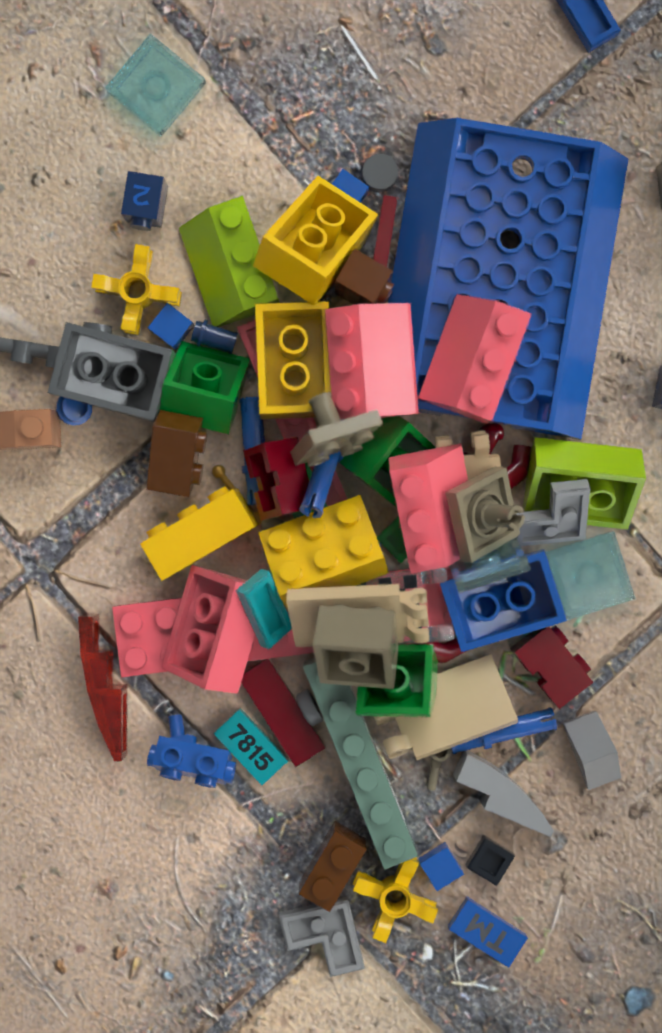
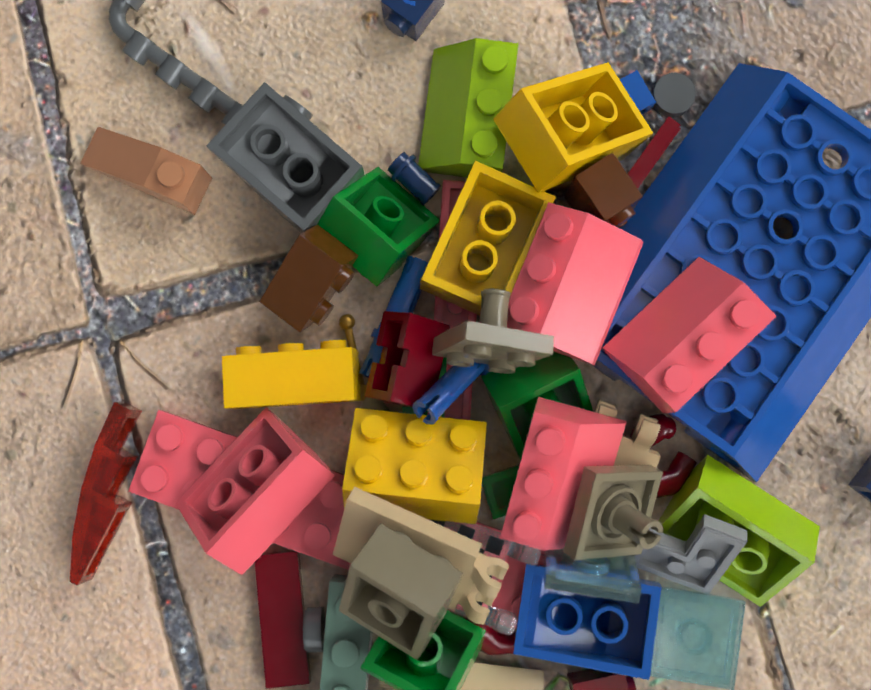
camera: 30 degrees right, 5 degrees down
(72, 411) = (225, 182): blue plate -> none
(154, 293) = (343, 78): yellow pin -> none
(171, 326) = (374, 145): blue piece -> none
(183, 757) = (148, 613): blue brick -> none
(251, 746) = (229, 640): teal tile -> none
(264, 608) = (319, 495): teal tile -> none

